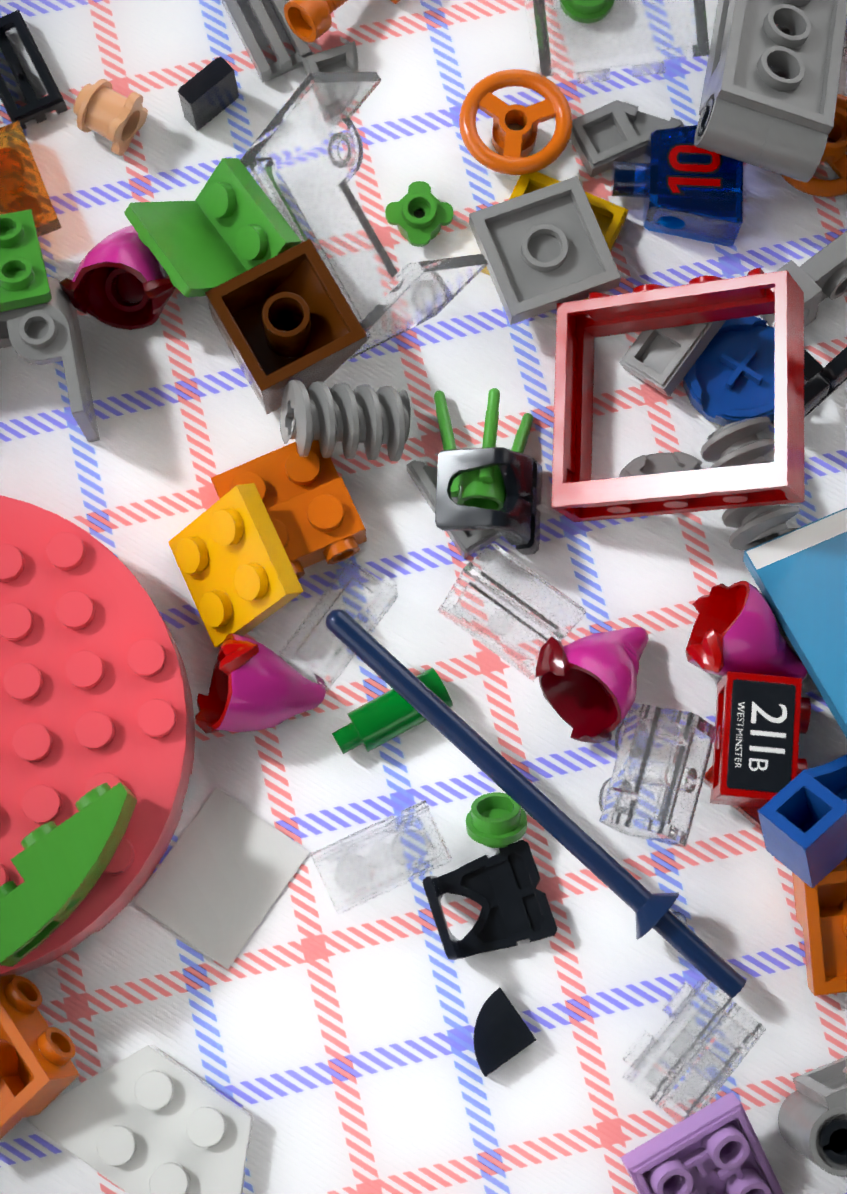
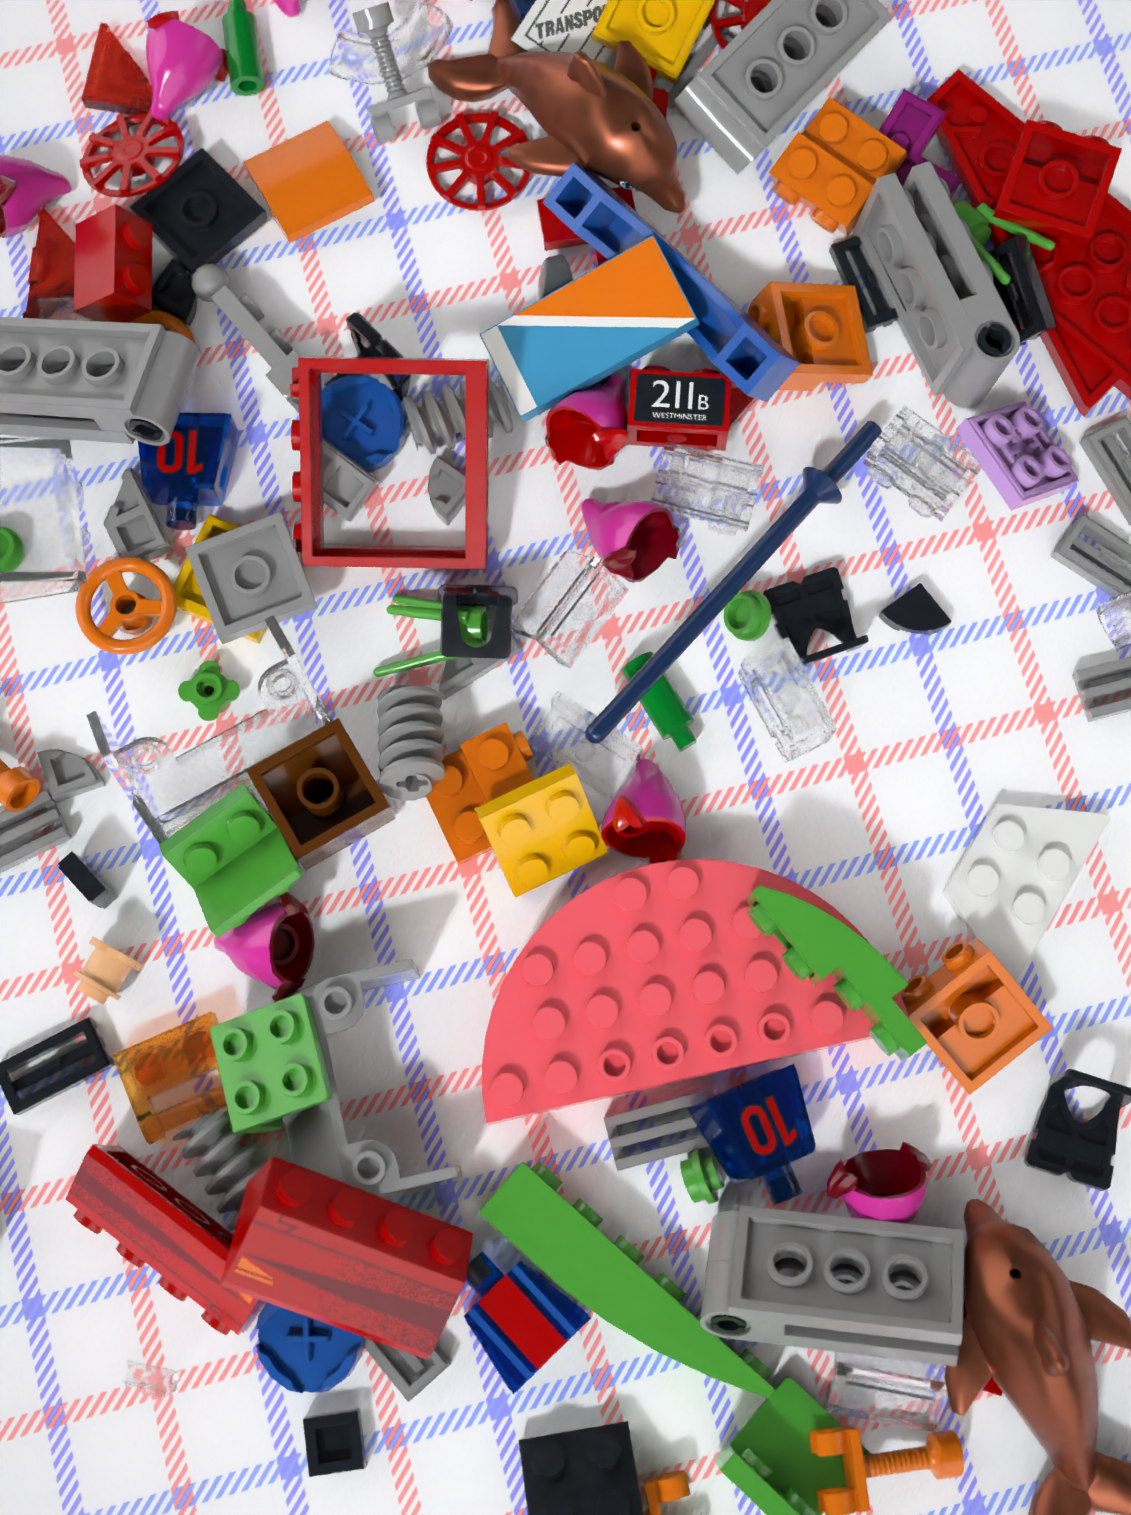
camera: 90 degrees left, 0 degrees up
(221, 877) = (801, 838): white sticker -> none

